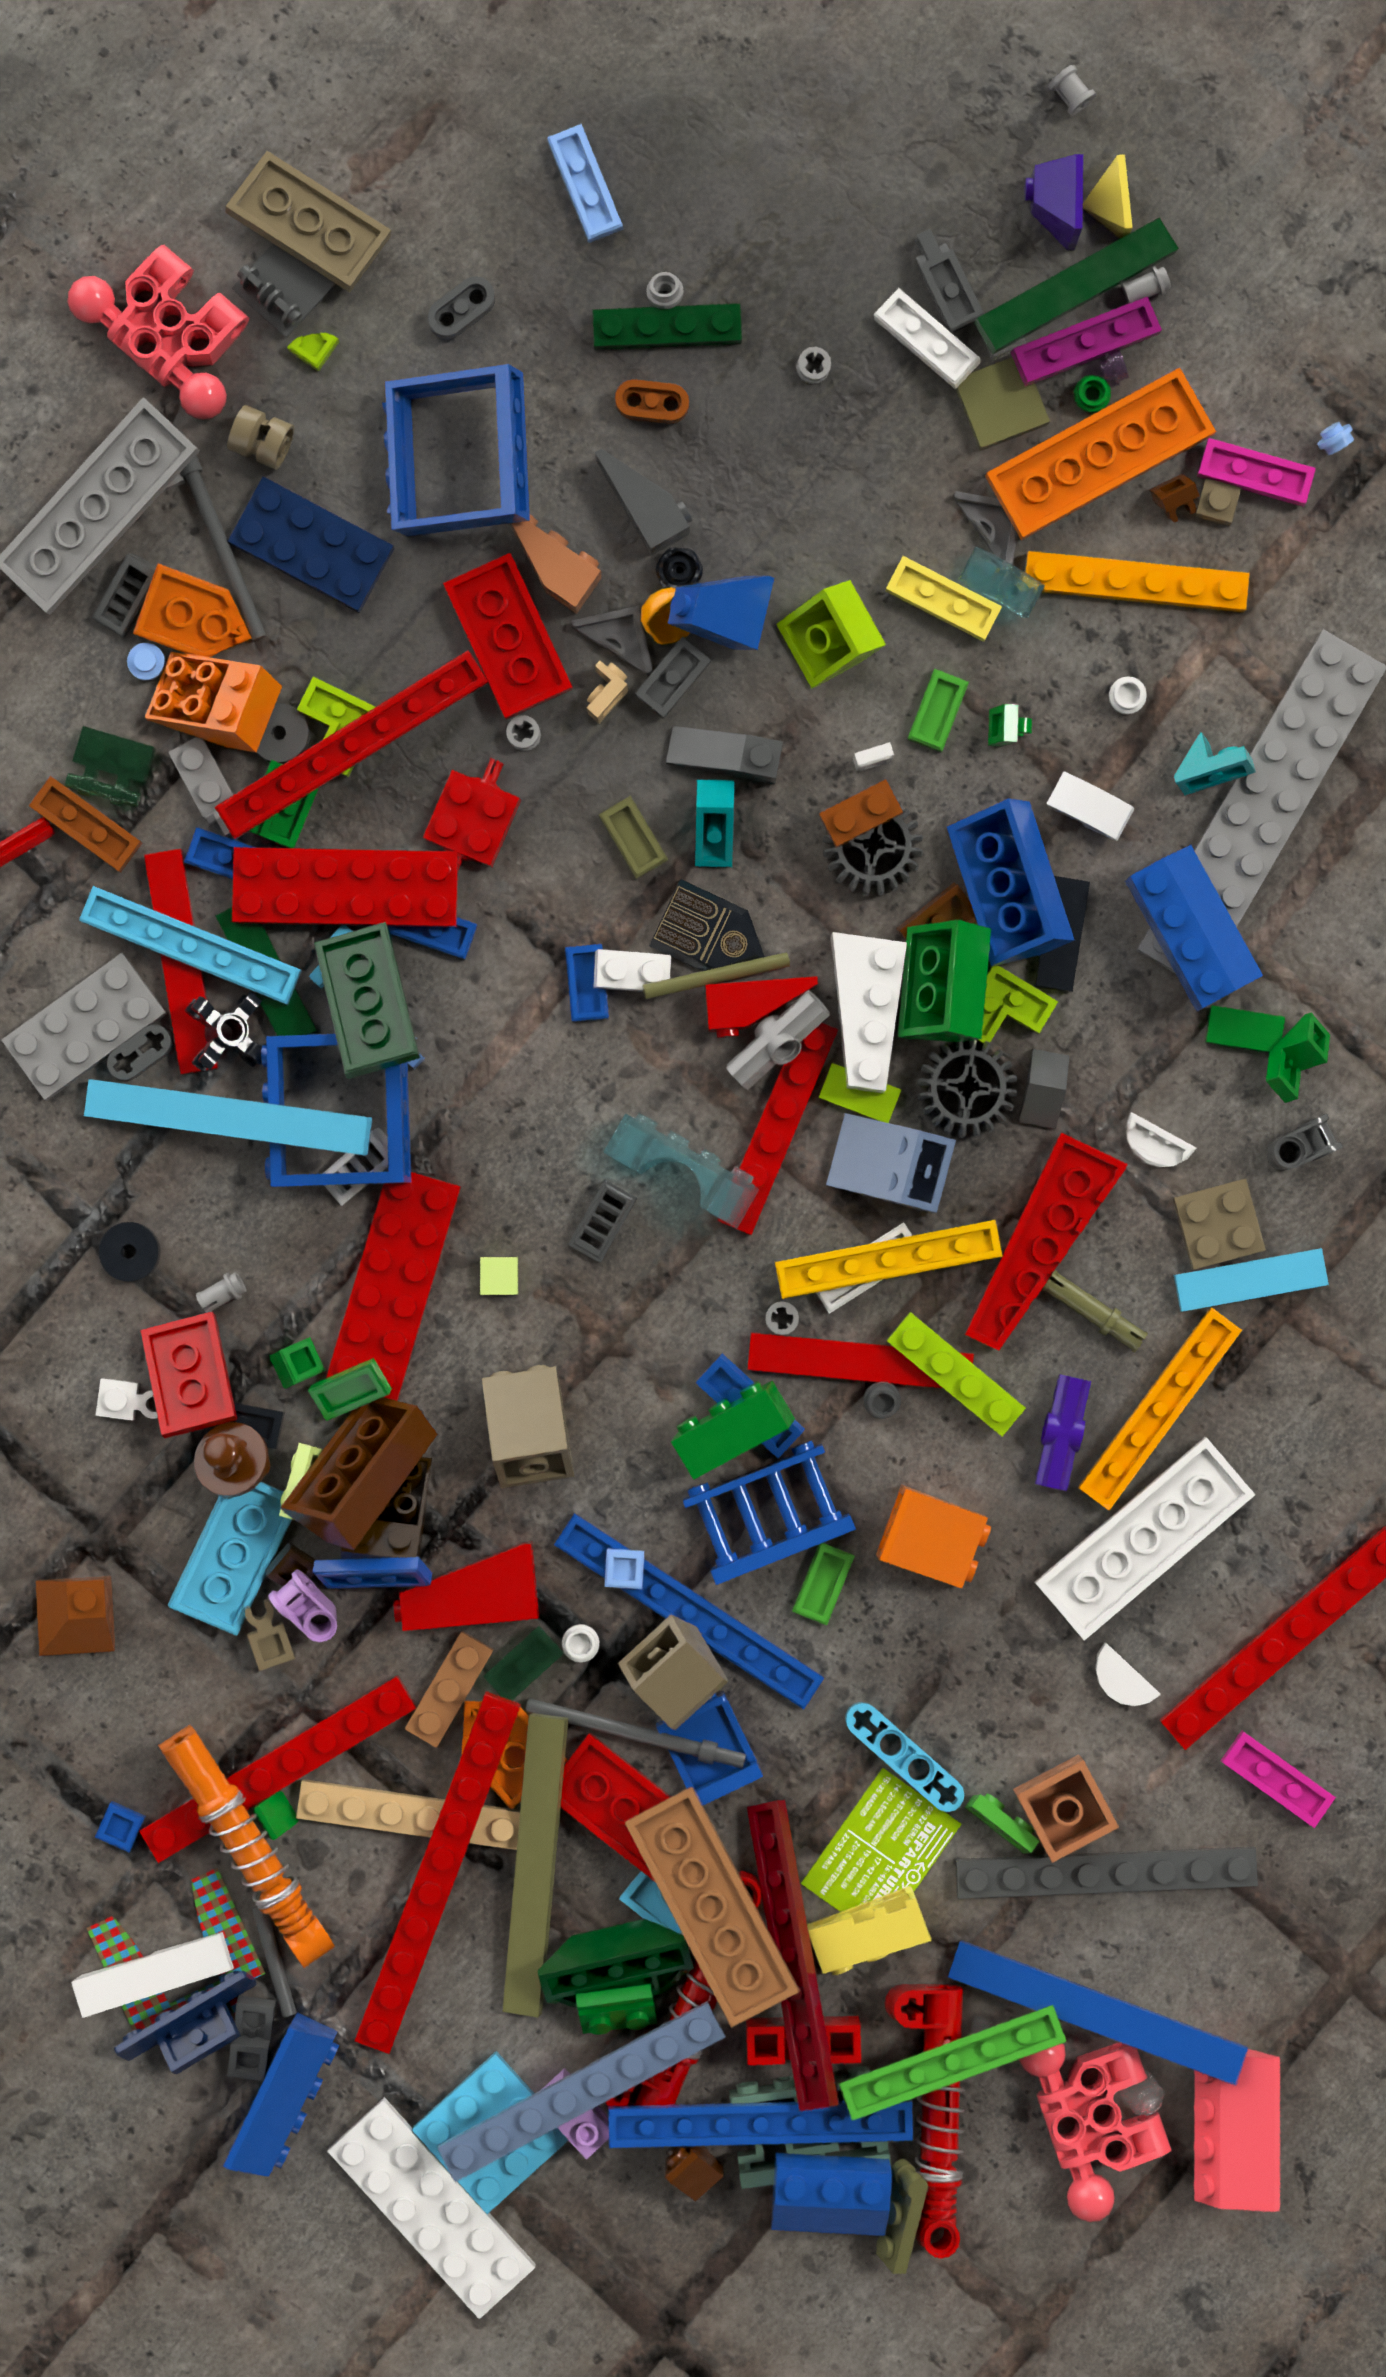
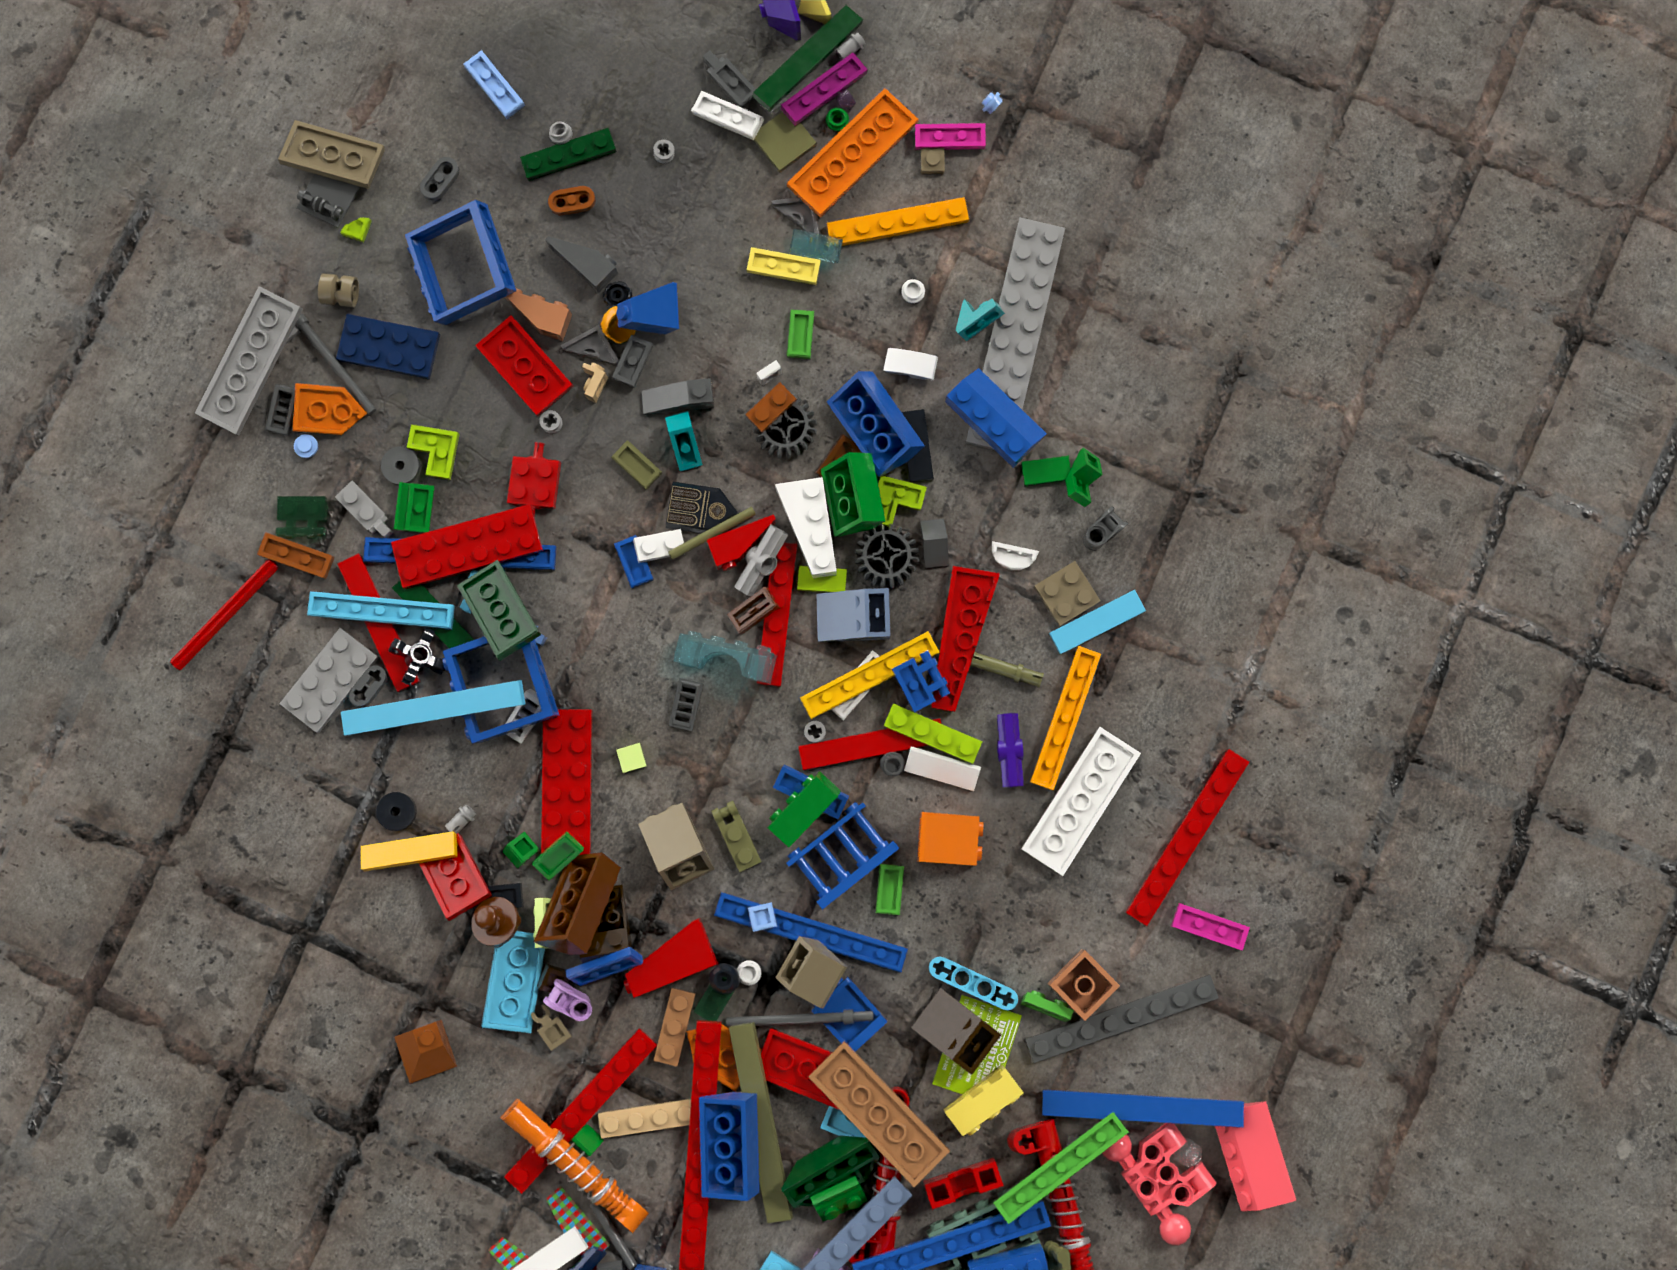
camera: 15 degrees left, 5 degrees down
(120, 1826) = (491, 1177): blue tile -> none
(122, 1399) = (417, 906): white plate -> none
(132, 1317) = (408, 851): none -> yellow tile
(165, 276) = (246, 243): coral connector -> none
(215, 700) = (355, 456): orange slope -> none
(351, 745) = (445, 459): red tile -> none
(480, 1886) = (729, 1146): none -> blue slope
(542, 1630) = (724, 970): none -> black plate
(620, 1439) = (736, 837): none -> olive plate
(773, 1101) = (758, 617): none -> reddish brown tile
(789, 1930) = (935, 1118): dark red plate -> none
(830, 633) = (721, 306): lime slope -> none
(859, 1820) = (956, 1031): none -> slope
(950, 1292) = (914, 685): none -> blue plate
(954, 1429) = (942, 768): none -> white tile
(1006, 725) = (844, 330): green tile -> none
(1121, 1680) = (1093, 894): white tile -> none
(1175, 493) = (904, 163): reddish brown tile -> none

